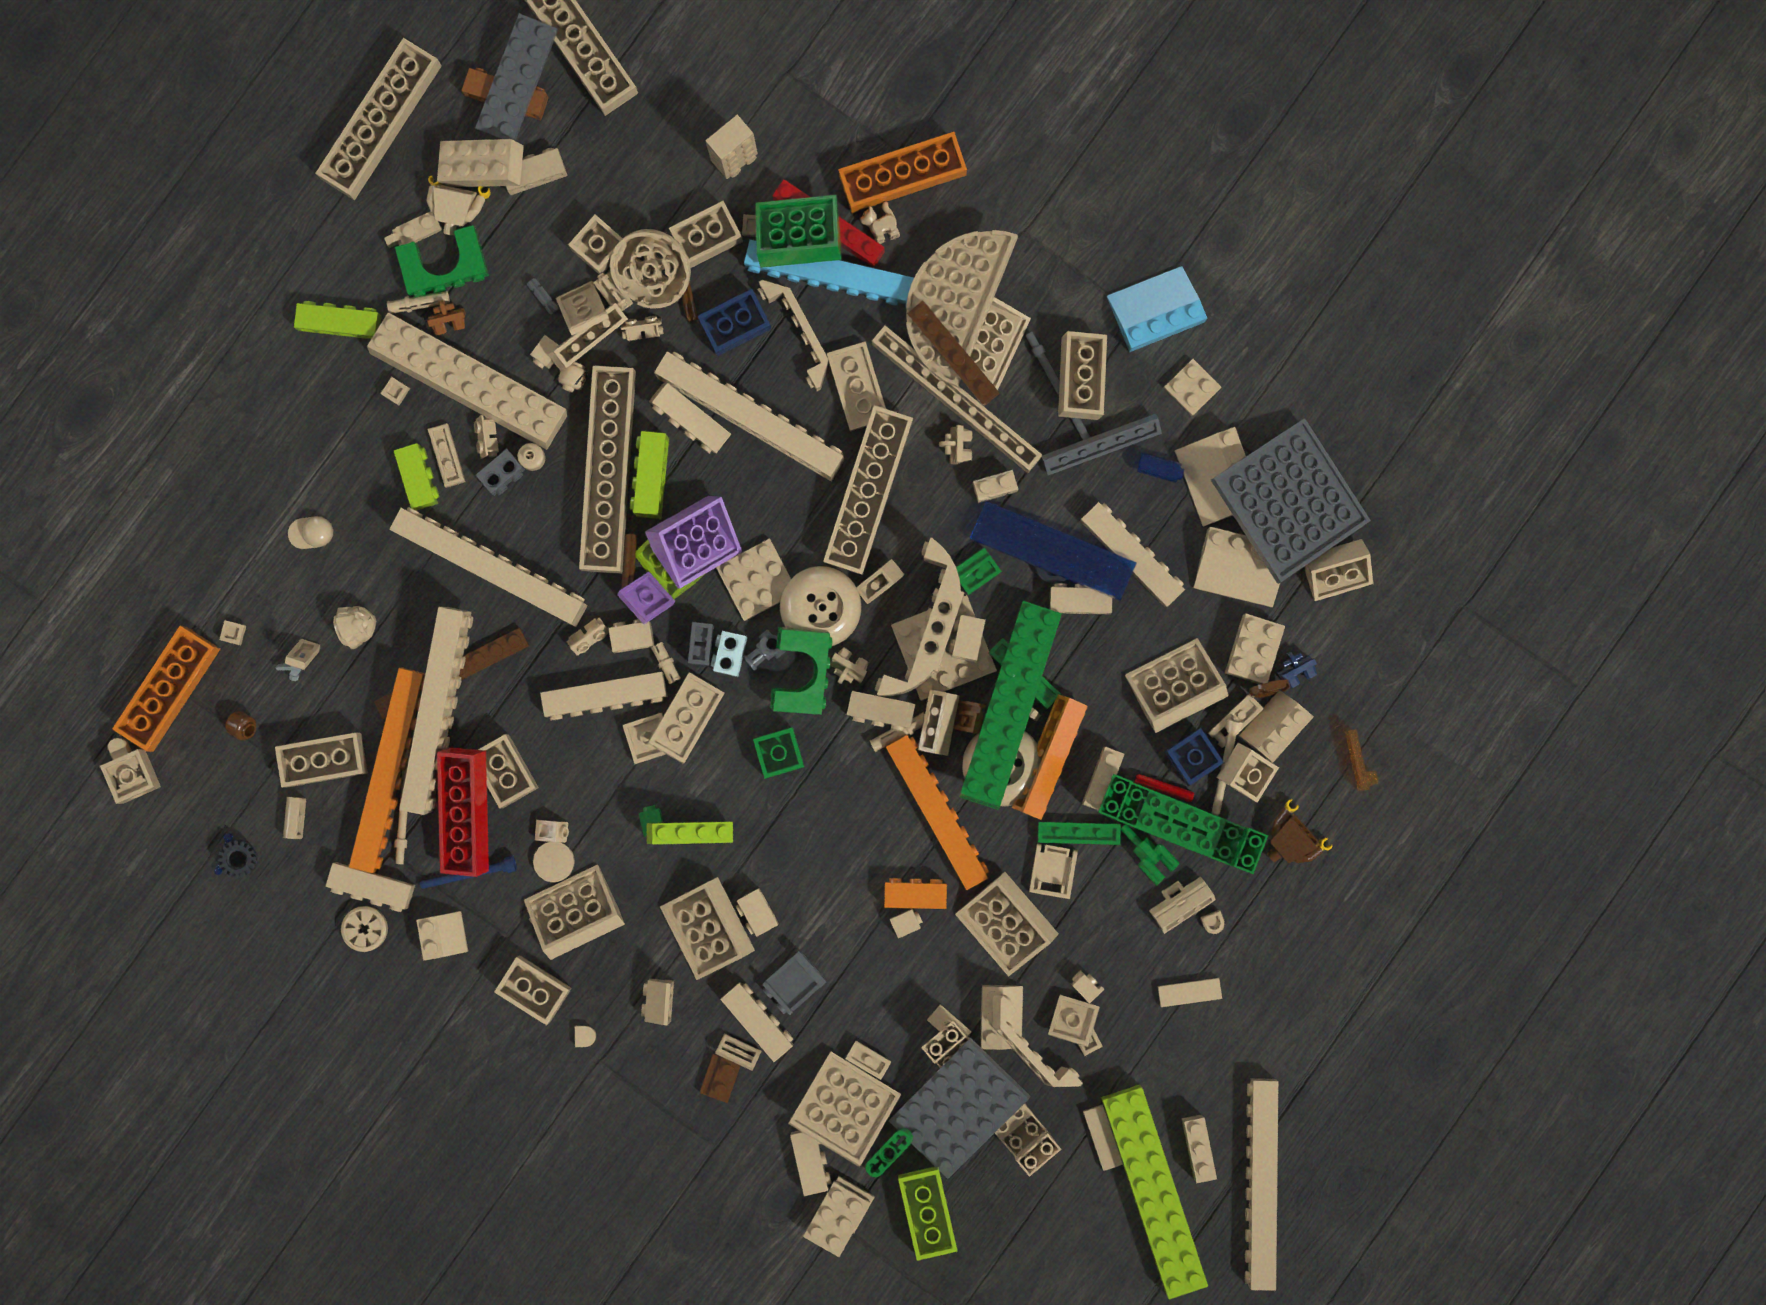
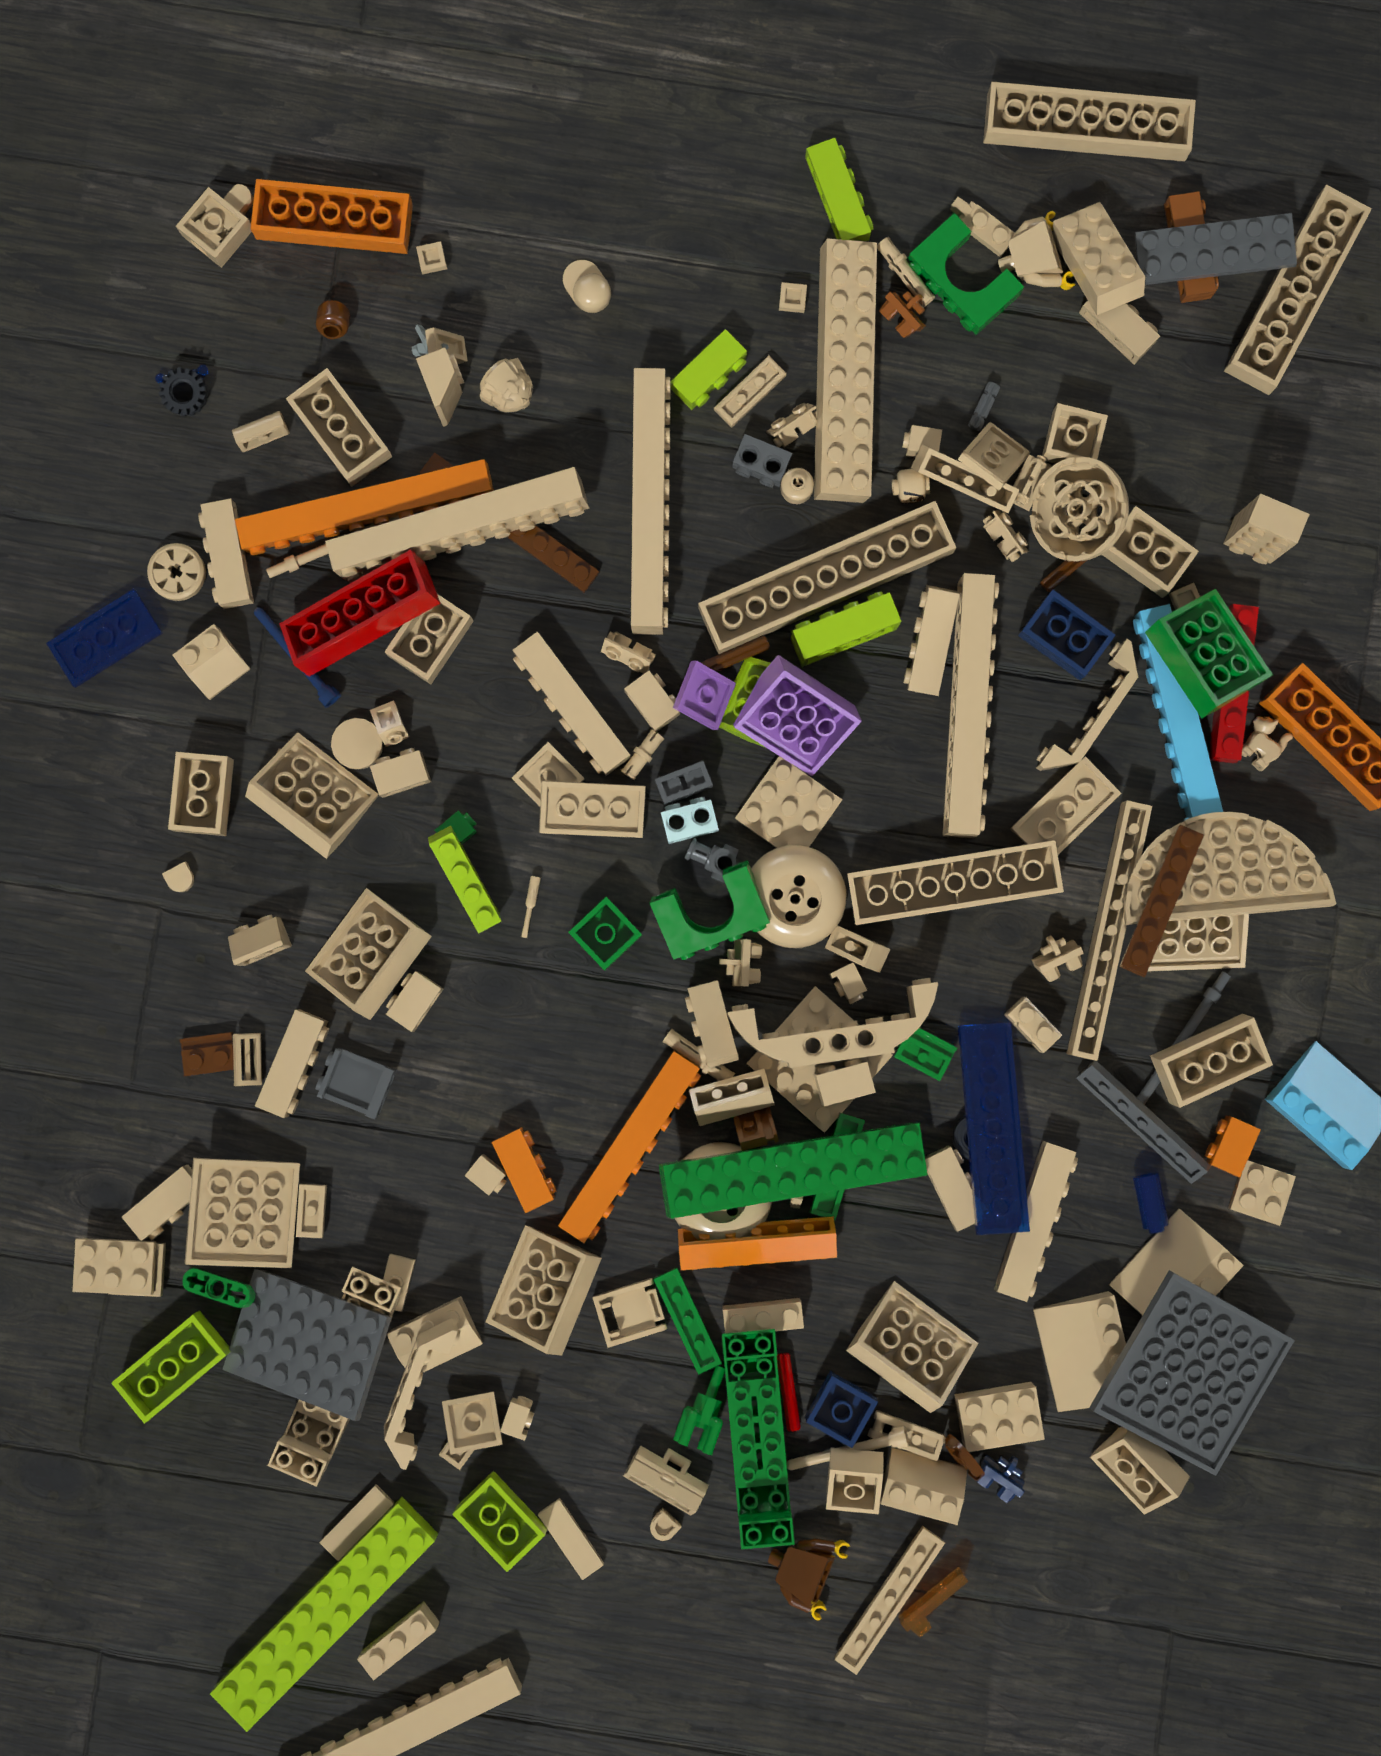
camera: 60 degrees right, 0 degrees up
(326, 669) = (443, 382): none -> tan slope
(385, 1004) = (104, 638): none -> clear blue plate
(590, 841) = (400, 772): none -> tan brick
(729, 795) = (530, 902): none -> tan piece
(900, 599) = (849, 983): none -> tan brick
(1149, 391) = (1232, 1145): none -> orange brick
(1151, 1035) = (500, 1521): none -> lime brick
(1343, 791) = (889, 1600): none -> tan plate

